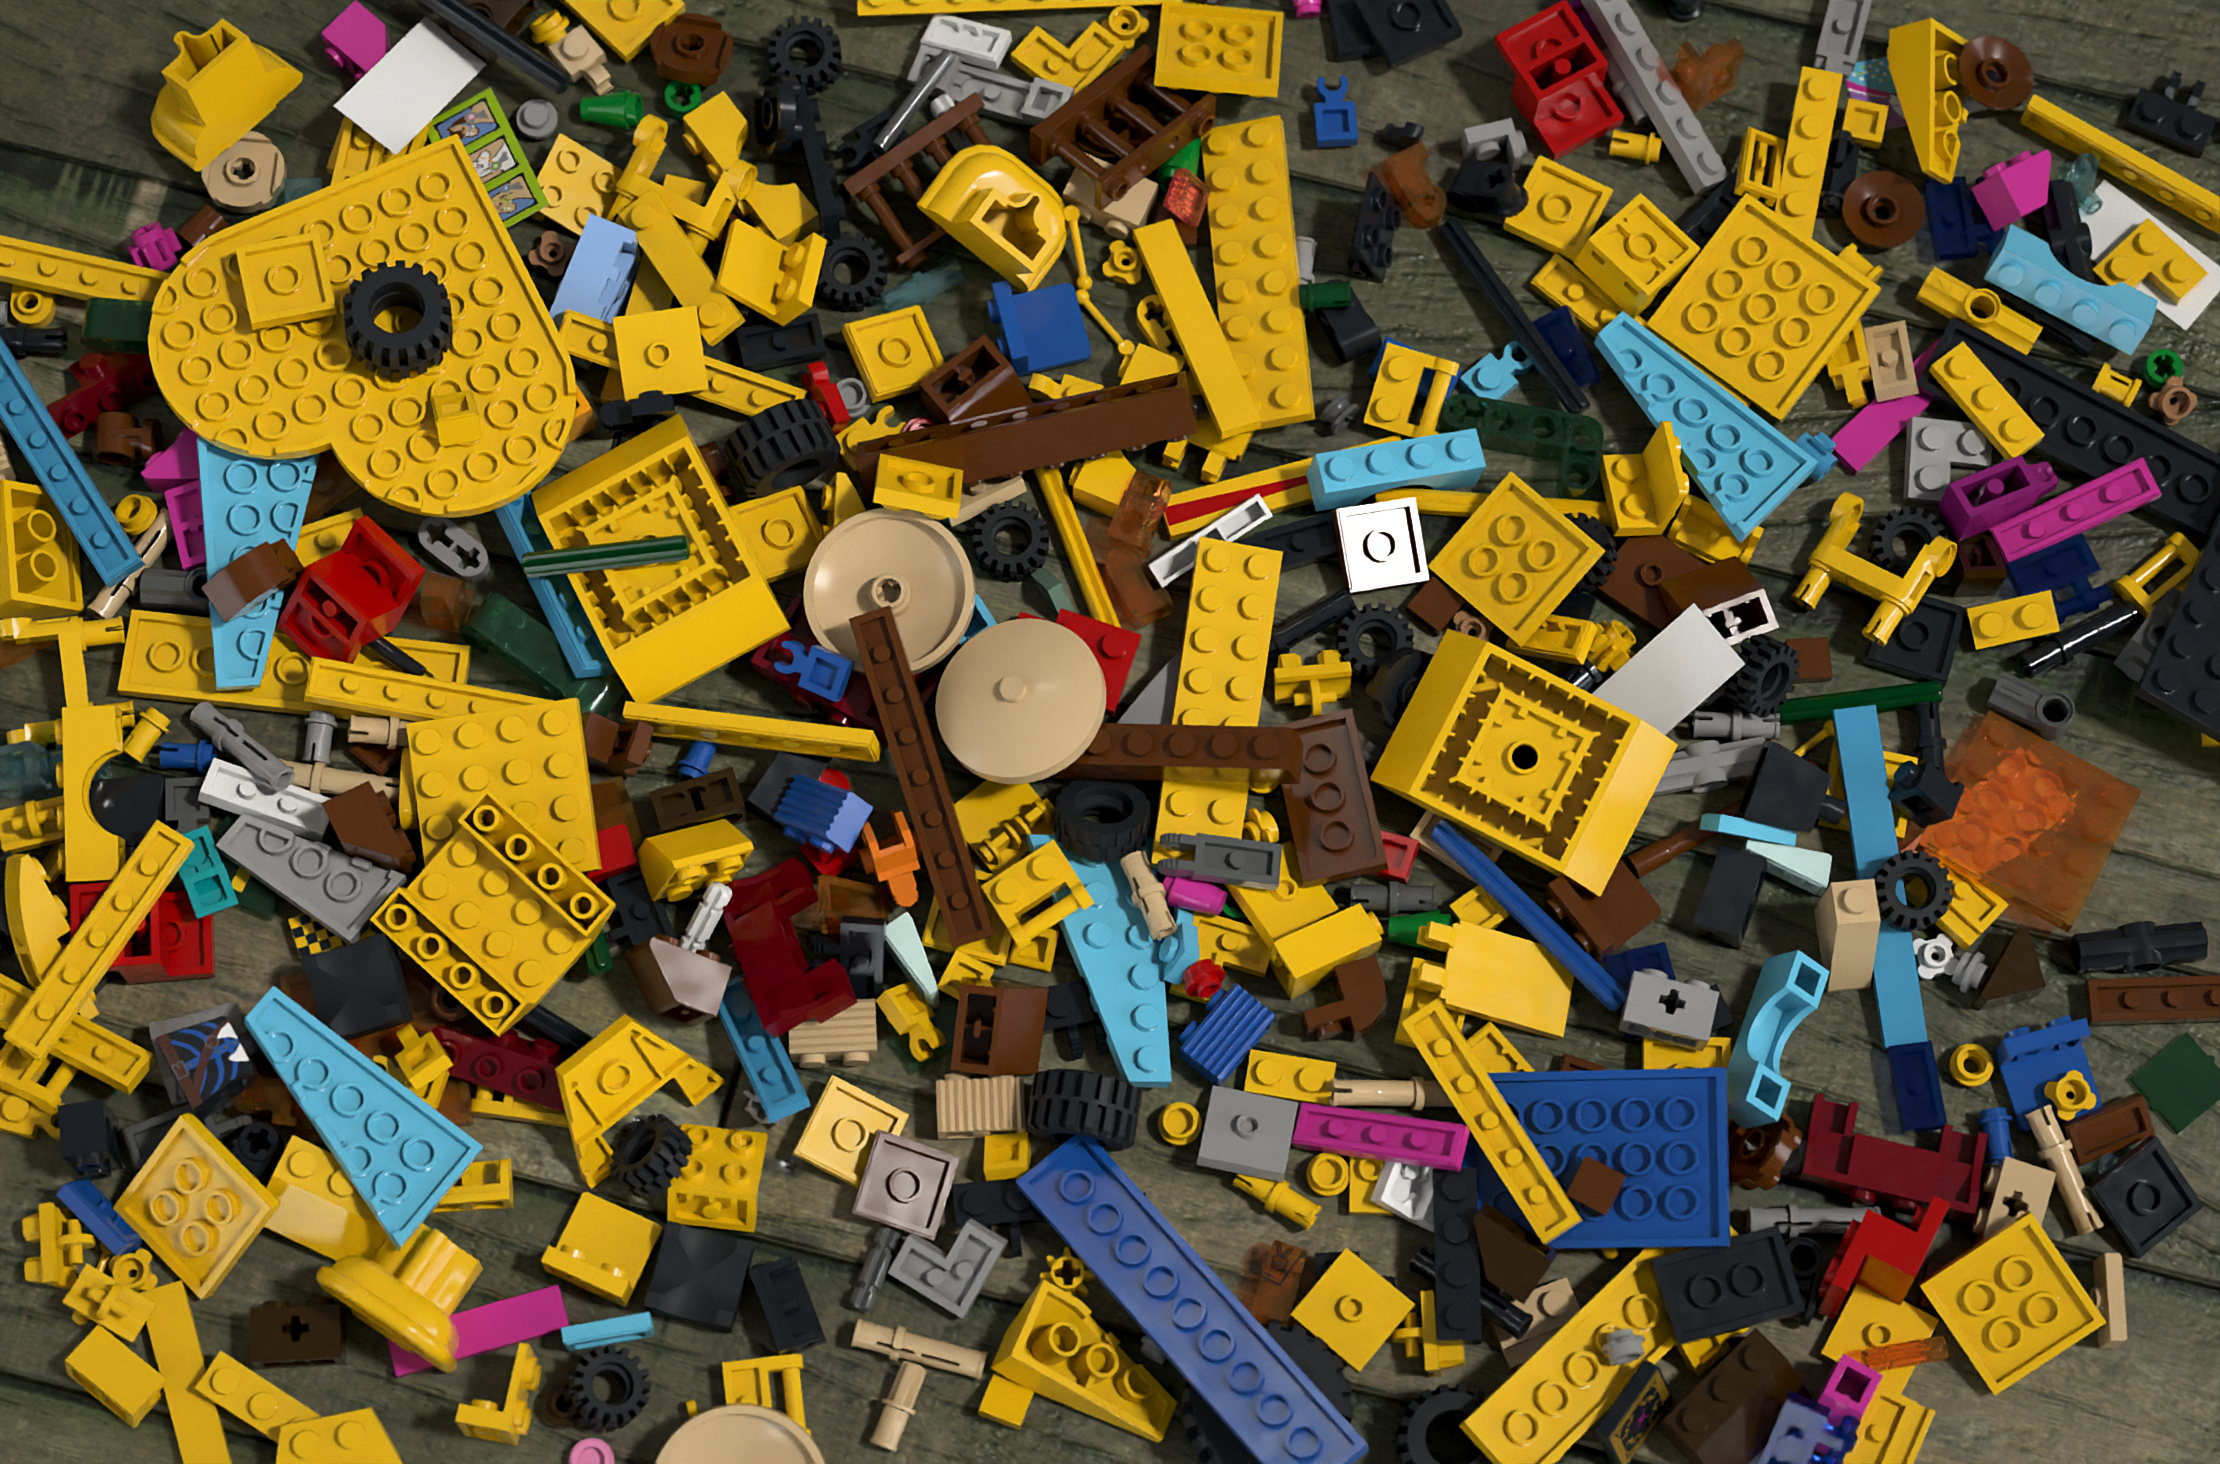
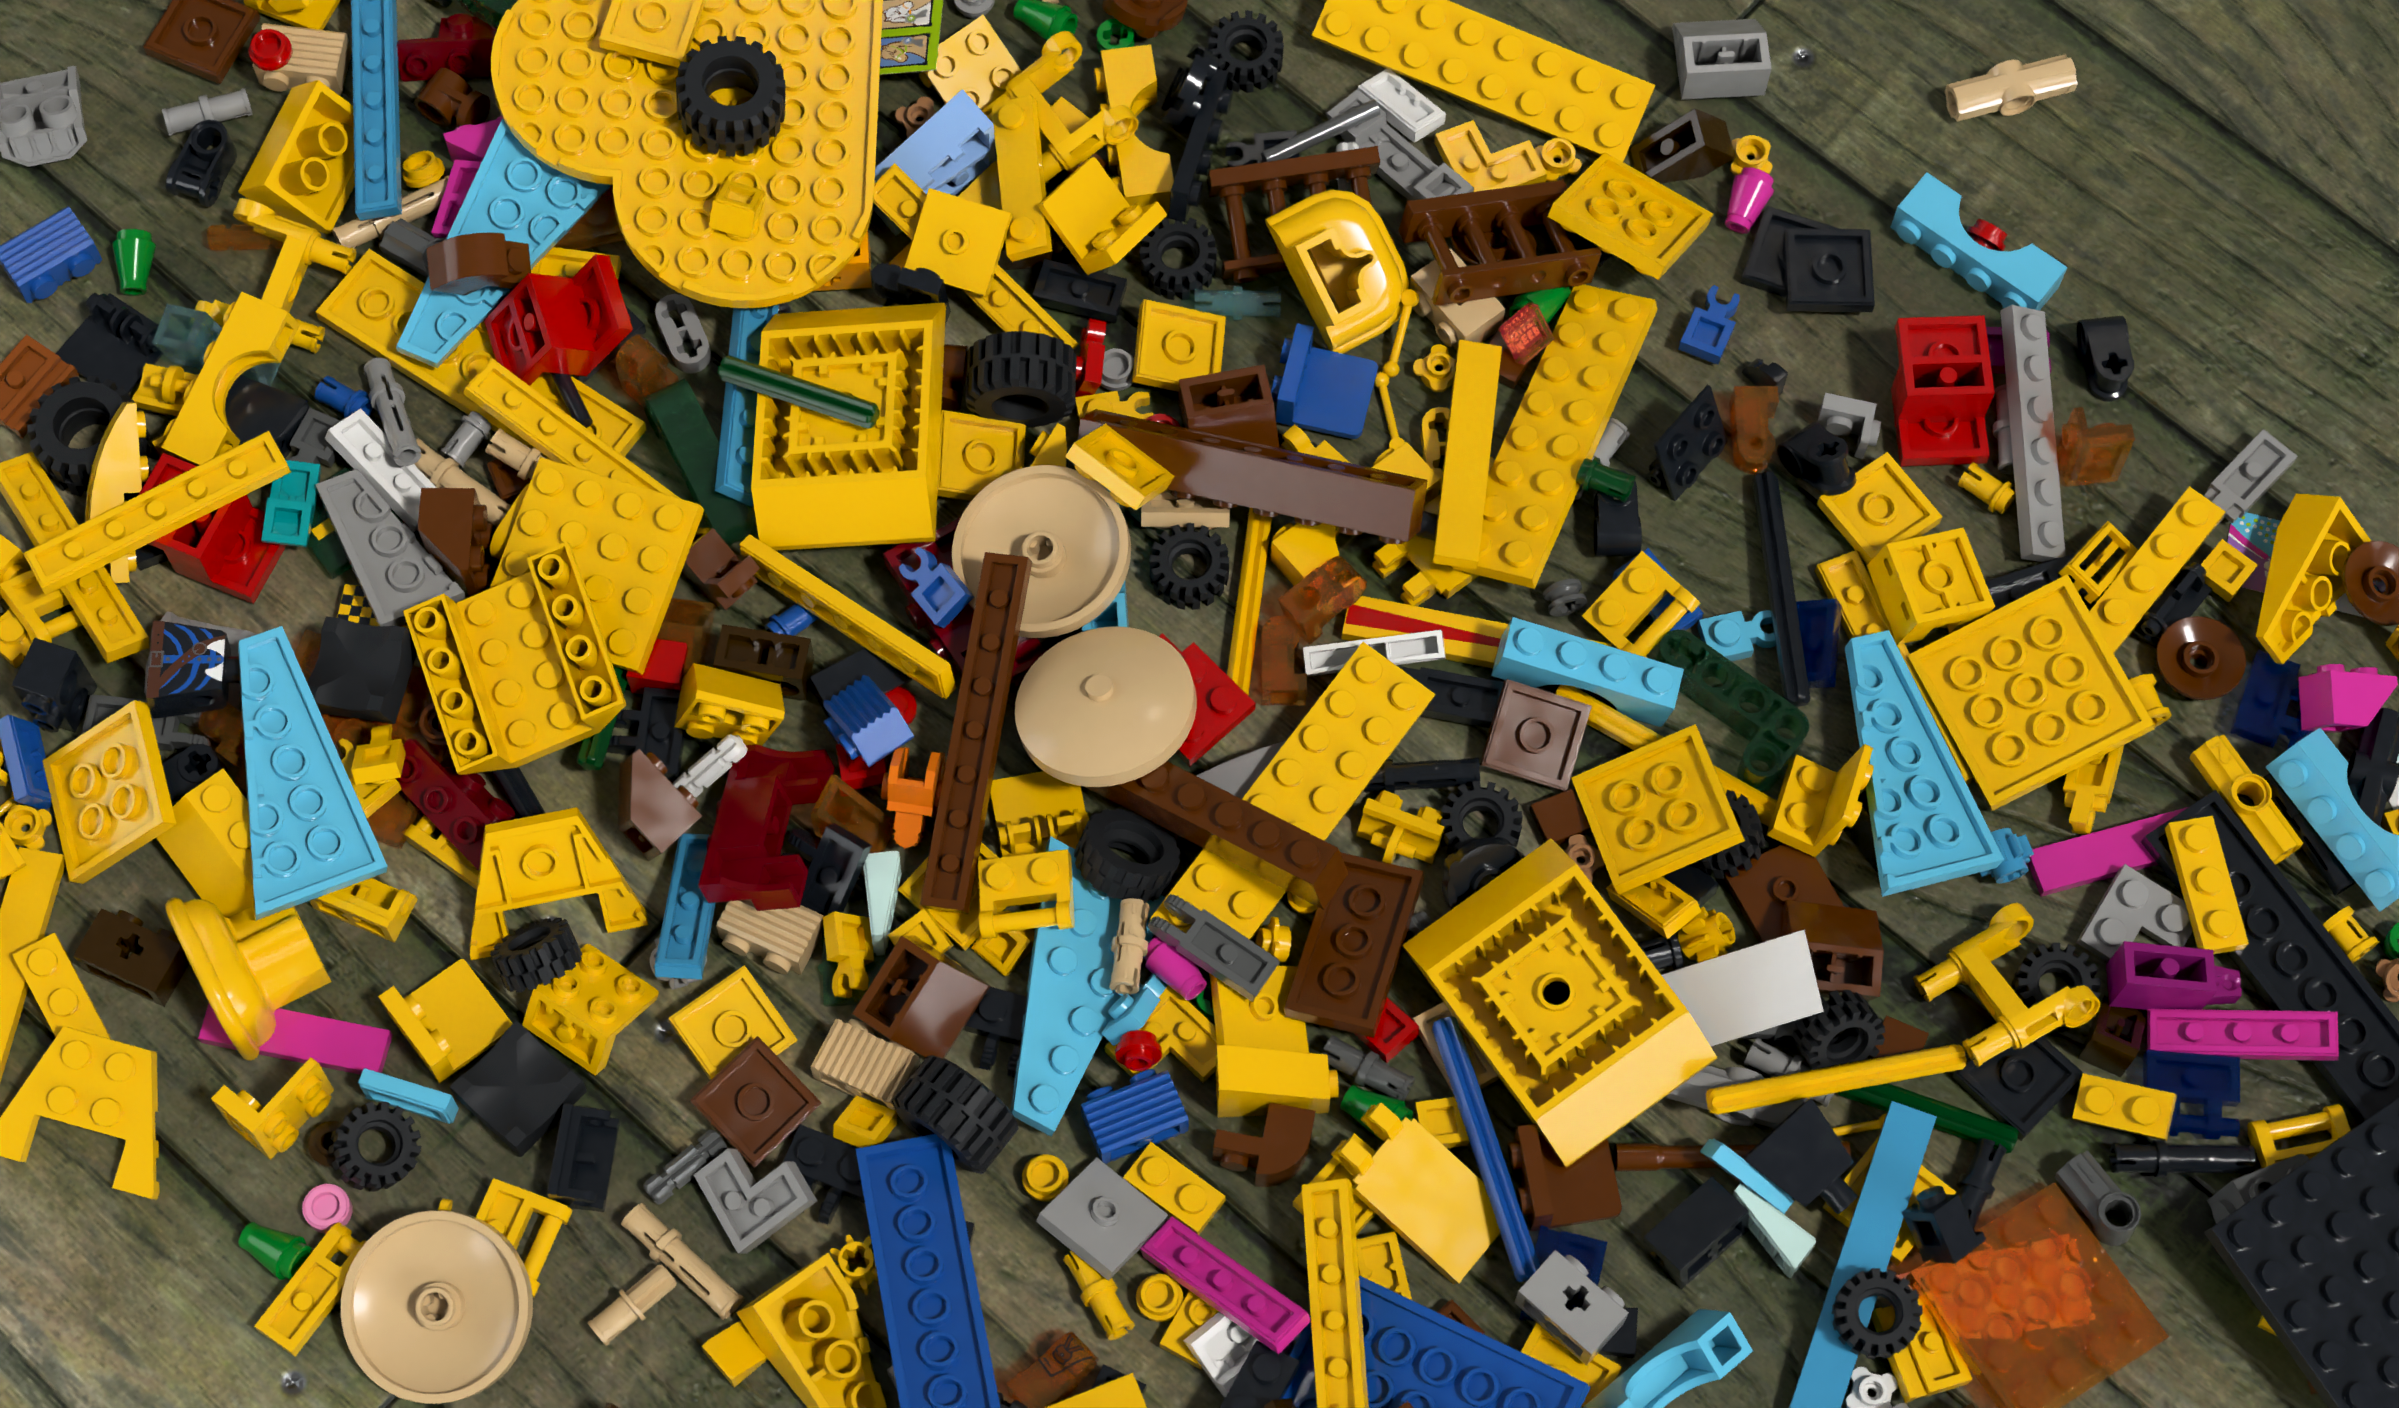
camera: 30 degrees right, 5 degrees down
(145, 734) = (318, 362): yellow pin -> none
(1051, 591) = (1203, 629): sand green tile -> none
(1410, 1093) = (1253, 1246): tan pin -> none
(1706, 536) = (1856, 880): yellow hinge -> none
(1778, 714) = (1835, 1079): none -> yellow axle
(1848, 933) = (1791, 1325): tan slope -> none
(1891, 361) = (2132, 802): tan plate -> none

